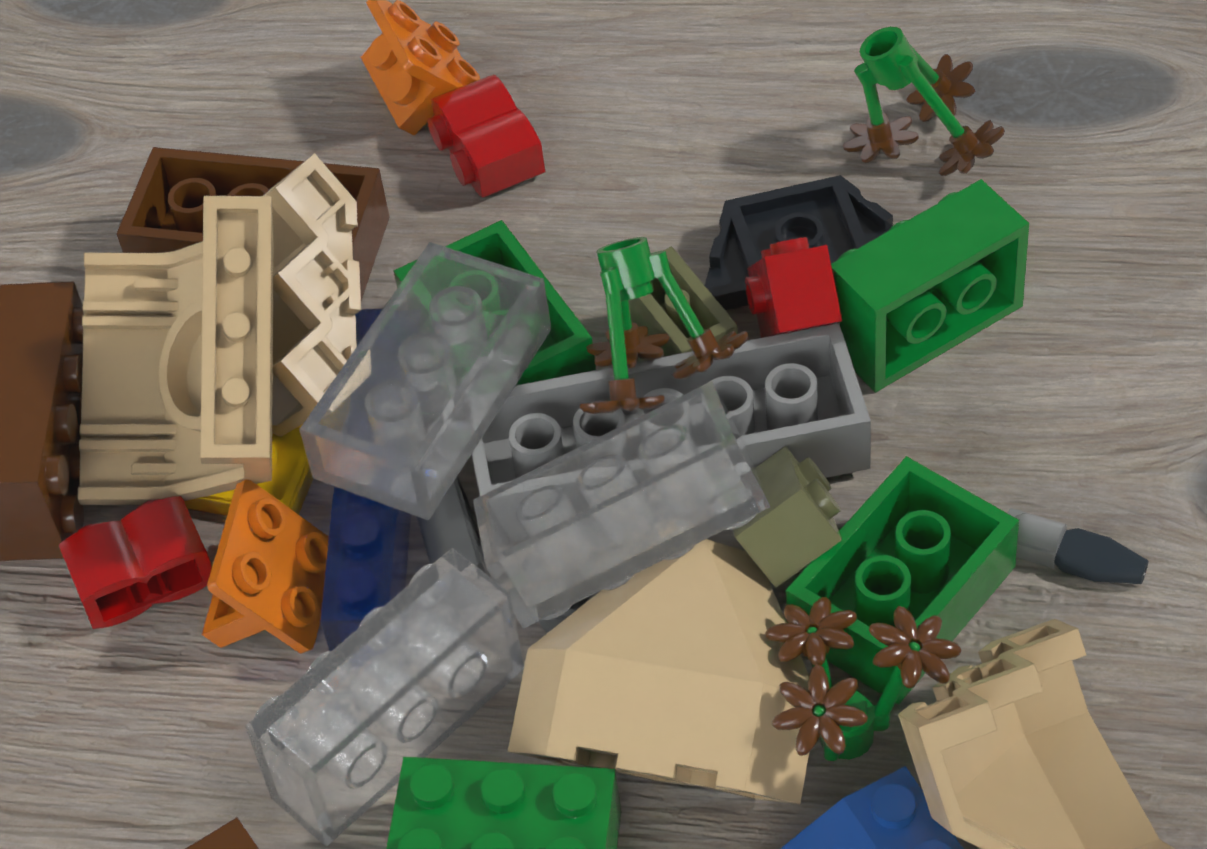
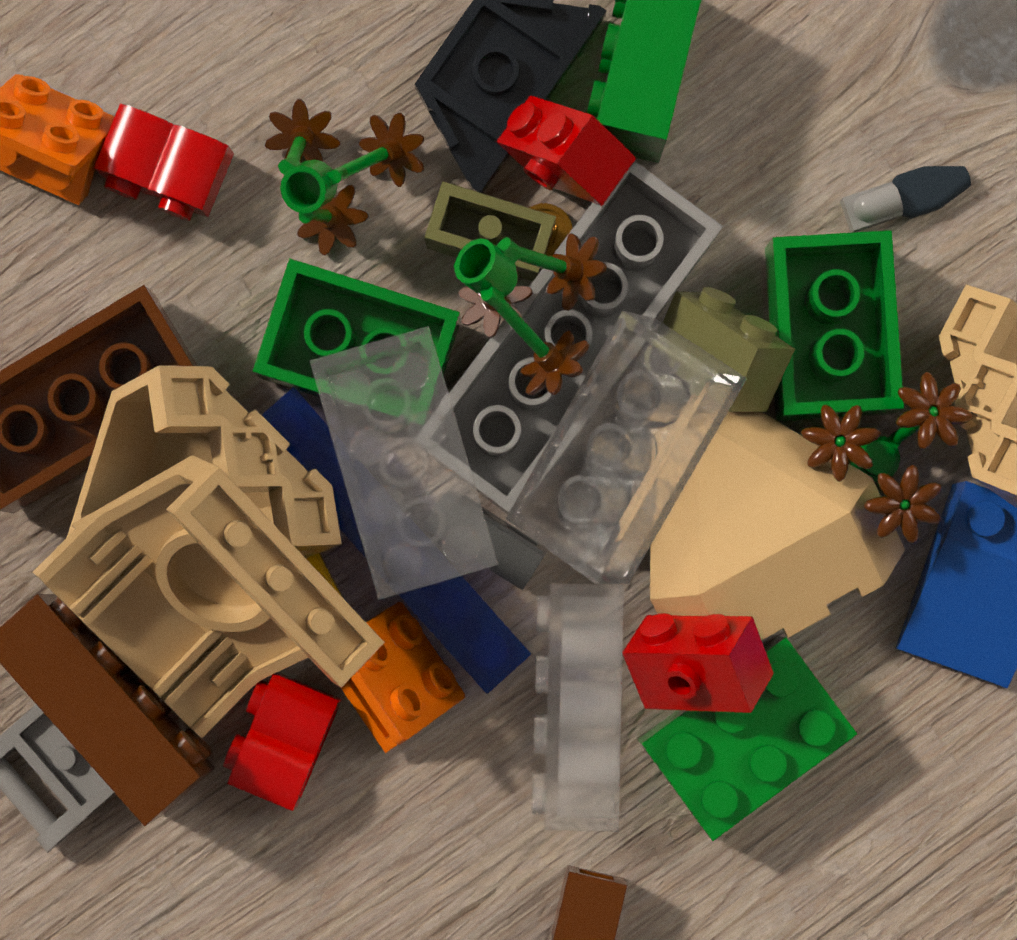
camera: 50 degrees left, 35 degrees up
(514, 708) = (698, 663): none -> red brick
(572, 180) = (313, 184): none -> reddish brown plant

